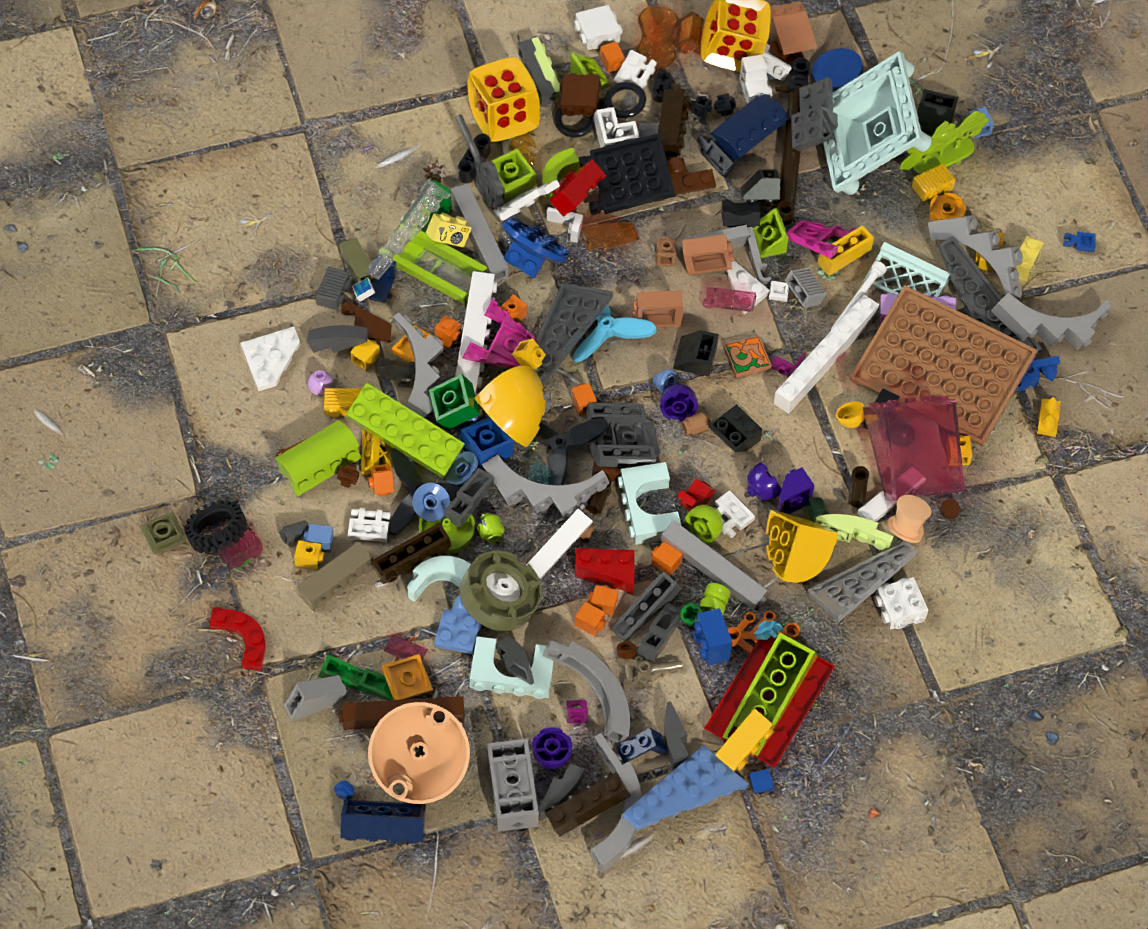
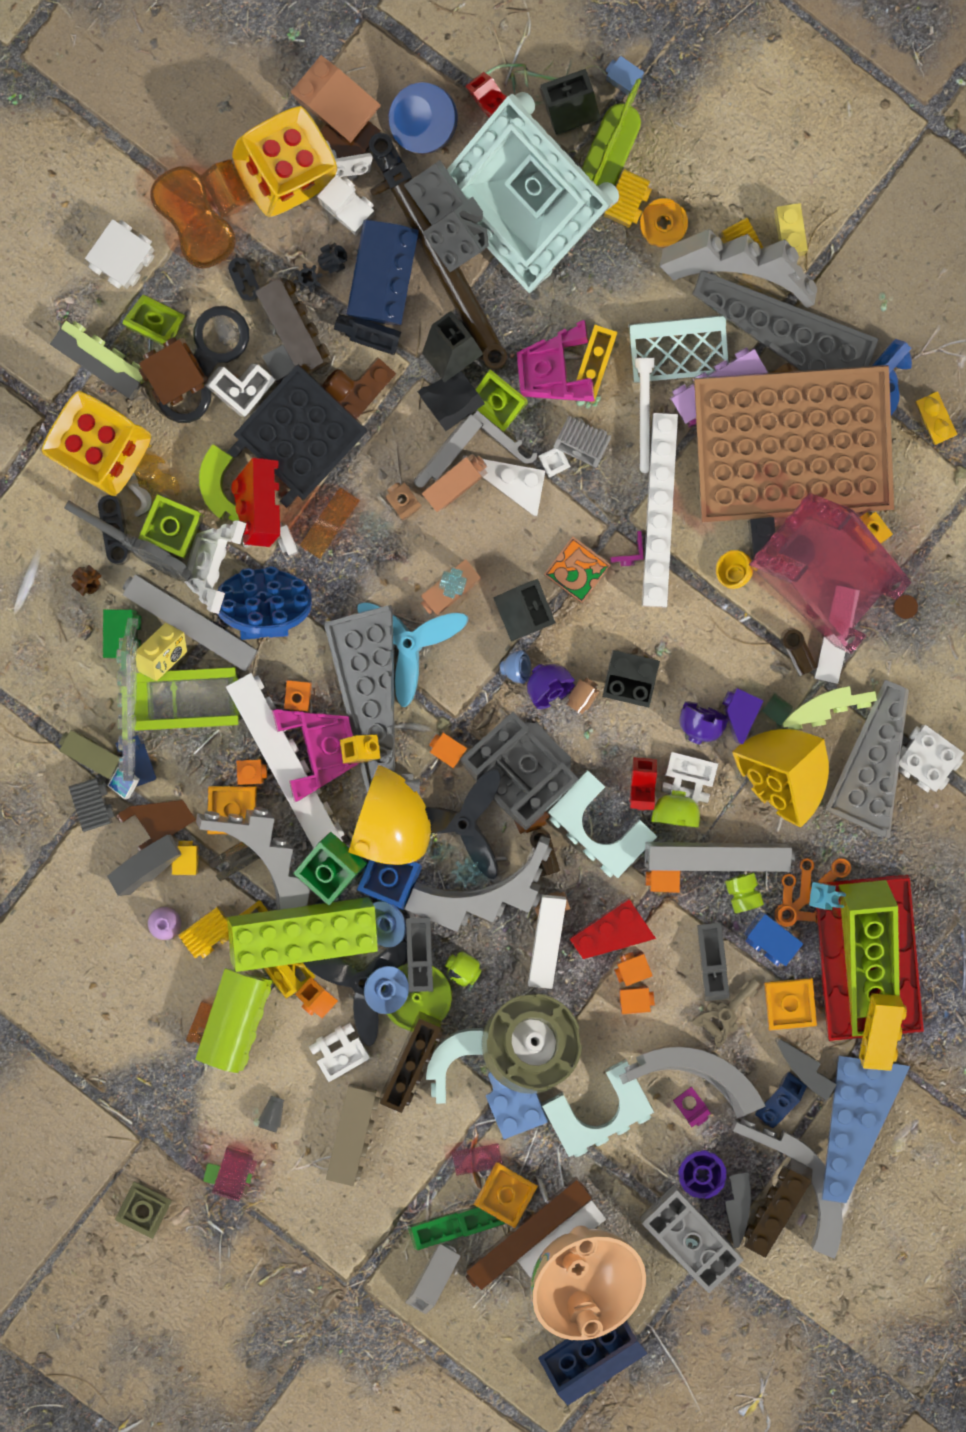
camera: 30 degrees left, 30 degrees up
(210, 514) = (219, 1169): black tyre -> none
(248, 629) = (308, 1250): red plate -> none
(270, 356) = (88, 930): white plate -> none
(308, 555) = (307, 1131): yellow brick -> none
(321, 535) = (302, 1105): medium blue brick -> none
(344, 790) = (532, 1352): blue plate -> none
(348, 475) = (278, 1015): reddish brown gear -> none
(515, 659) = (600, 1104): dark grey slope -> none
(611, 57) = (164, 282): orange brick -> none
(626, 650) = (693, 1006): reddish brown tile -> none
(631, 68) = (196, 286): white plate -> none
(646, 606) = (680, 945): dark grey slope -> none
(663, 292) = (453, 583): none -> clear light blue gear
(689, 613) = (733, 927): green hat -> none
(694, 691) = (790, 1004): none -> light orange plate
(729, 299) = (514, 516): clear pink plate -> none
(761, 781) = (919, 1052): blue tile -> none
(909, 518) = (877, 658): light nougat hat -> none
(1027, 323) = (901, 289): light grey arch -> none
(1083, 241) = (835, 159): blue plate -> none

